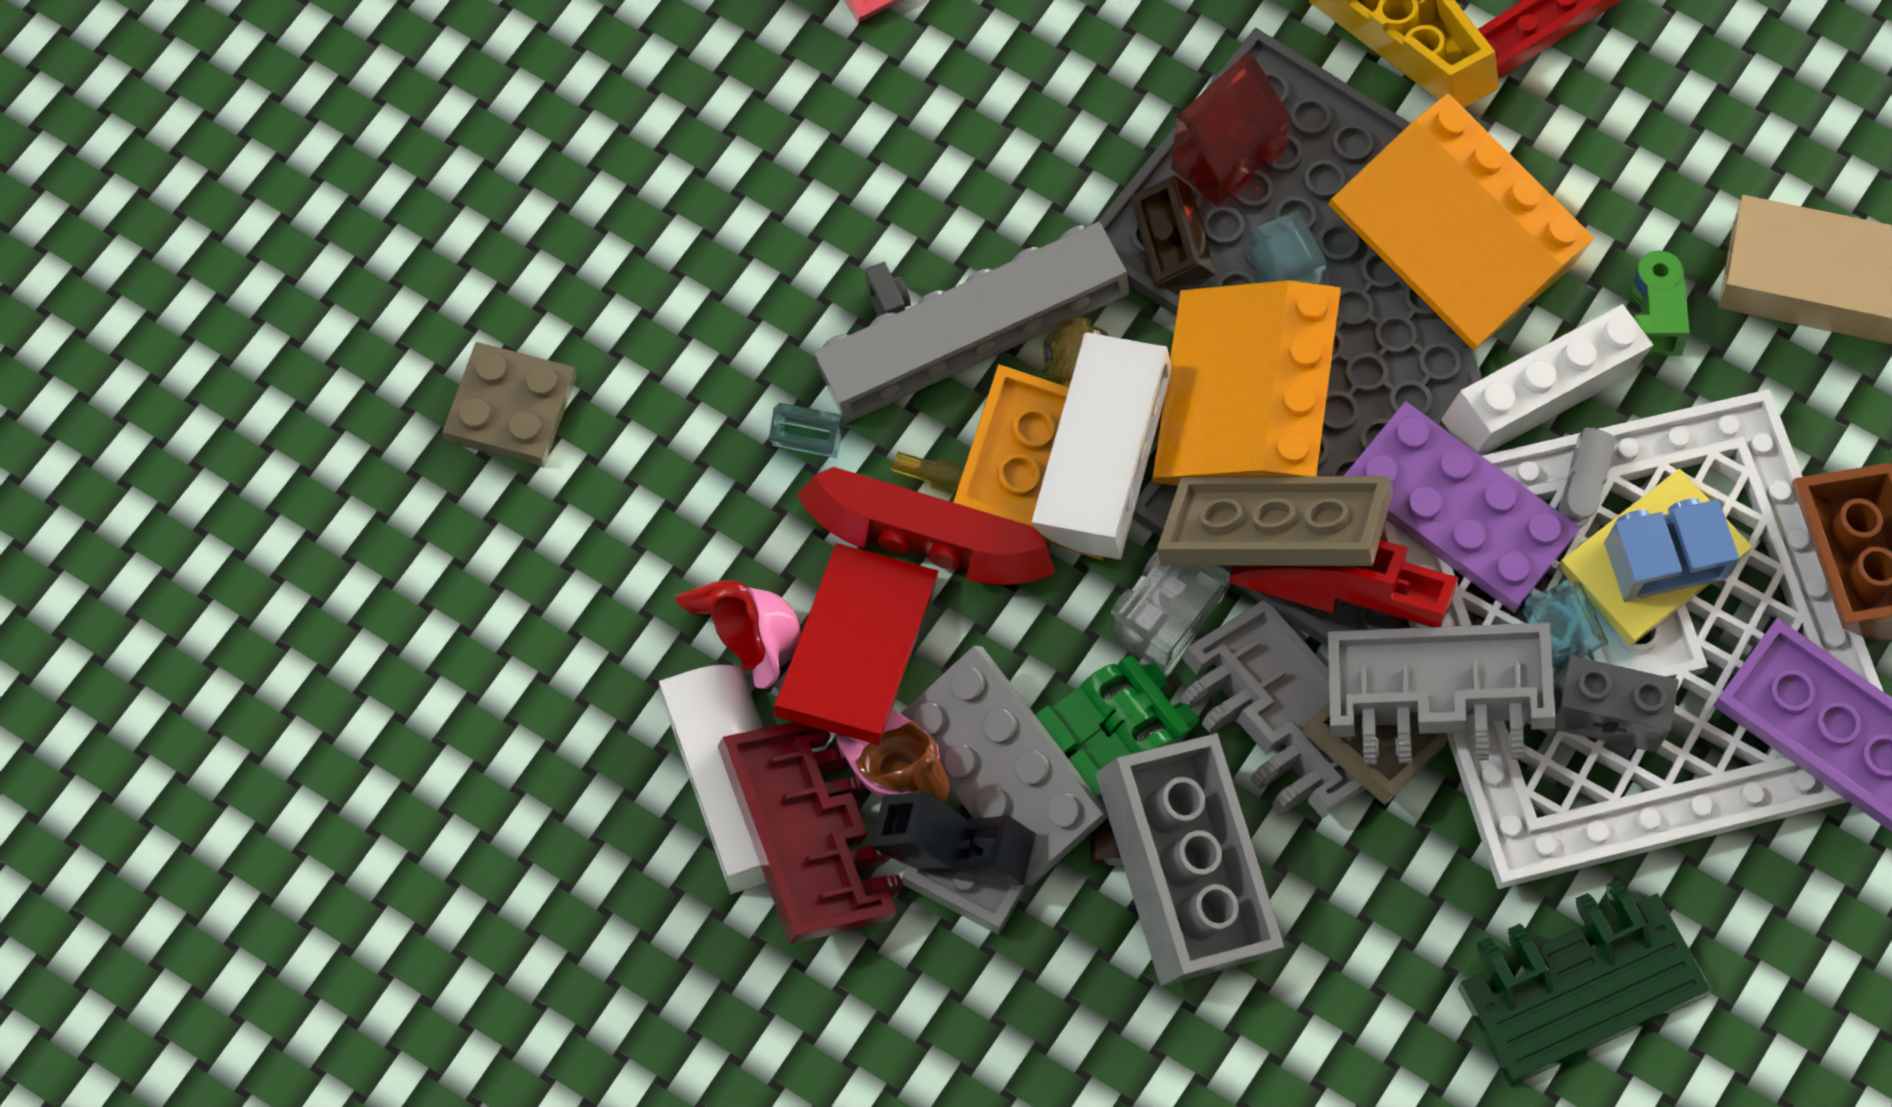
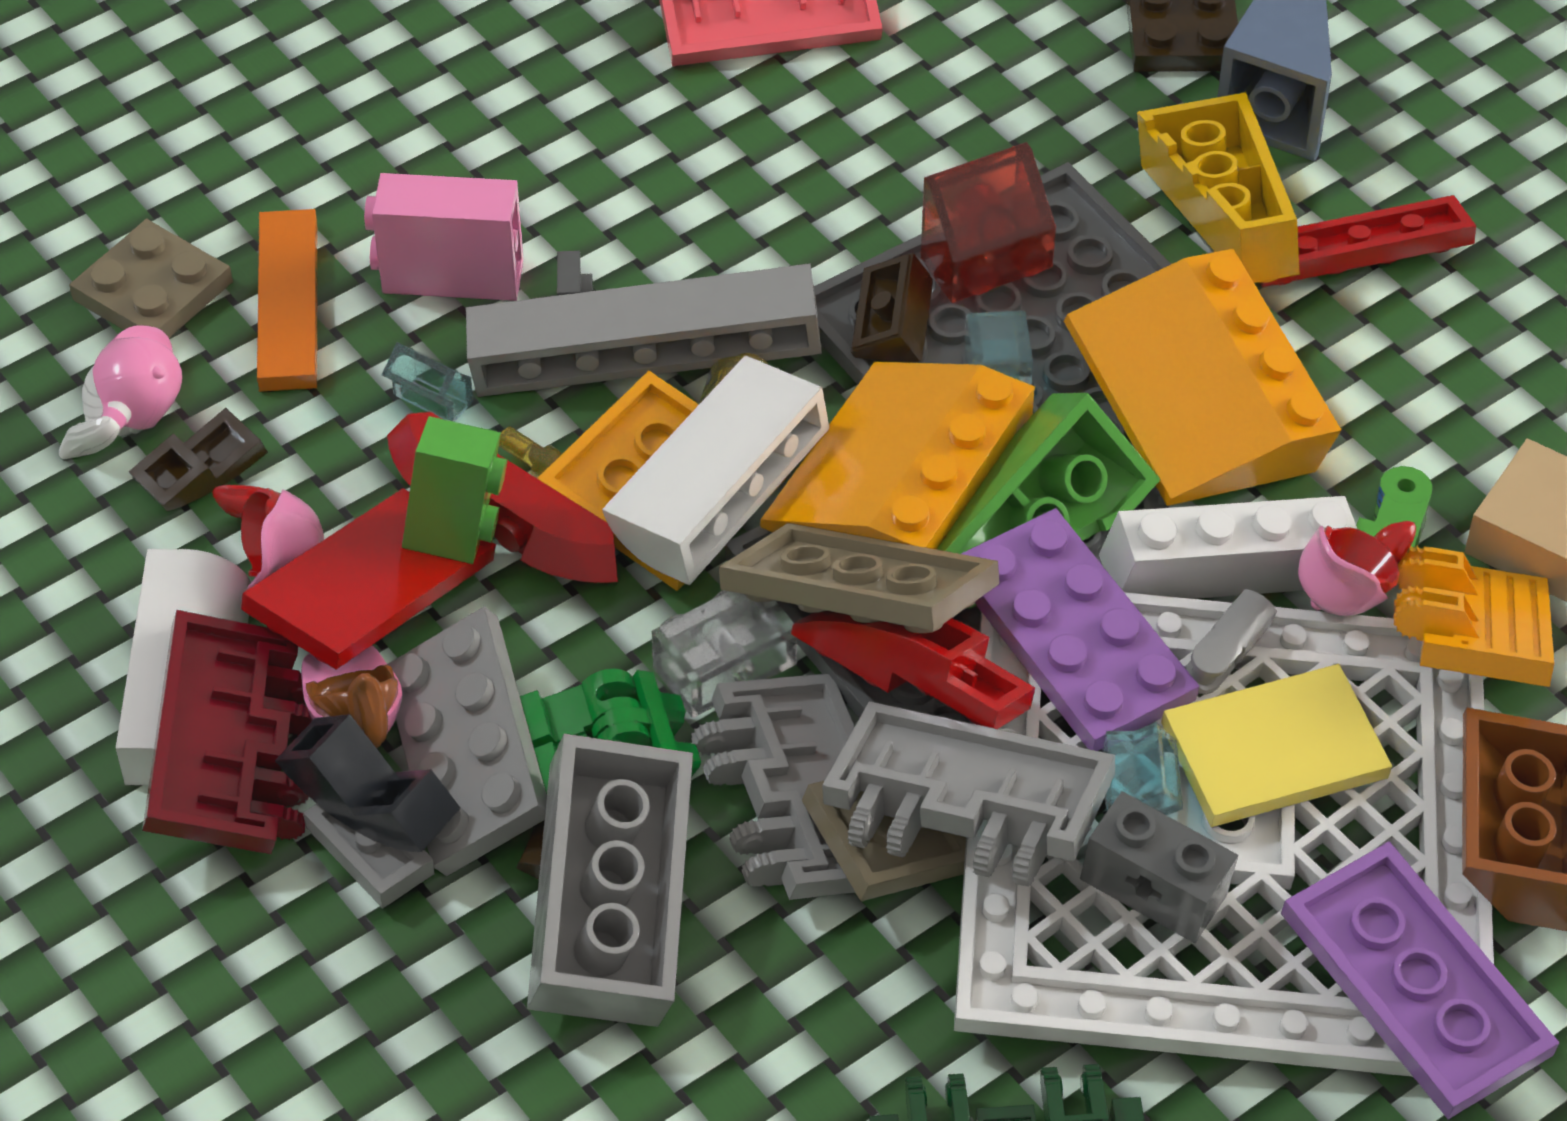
camera: 20 degrees right, 15 degrees down
(554, 527) = (125, 390): none -> bright pink hair
(638, 382) = (287, 300): none -> orange tile
(644, 571) = (190, 470): none -> dark brown slope
(762, 284) = (446, 236): none -> bright pink brick
(902, 546) = (452, 490): none -> bright green brick
(1381, 356) = (1062, 460): none -> bright green wedge
(1658, 375) = (1352, 570): none -> hair
(1672, 549) = (1289, 731): medium blue piece -> none
(1770, 386) = (1475, 617): none -> light orange hinge

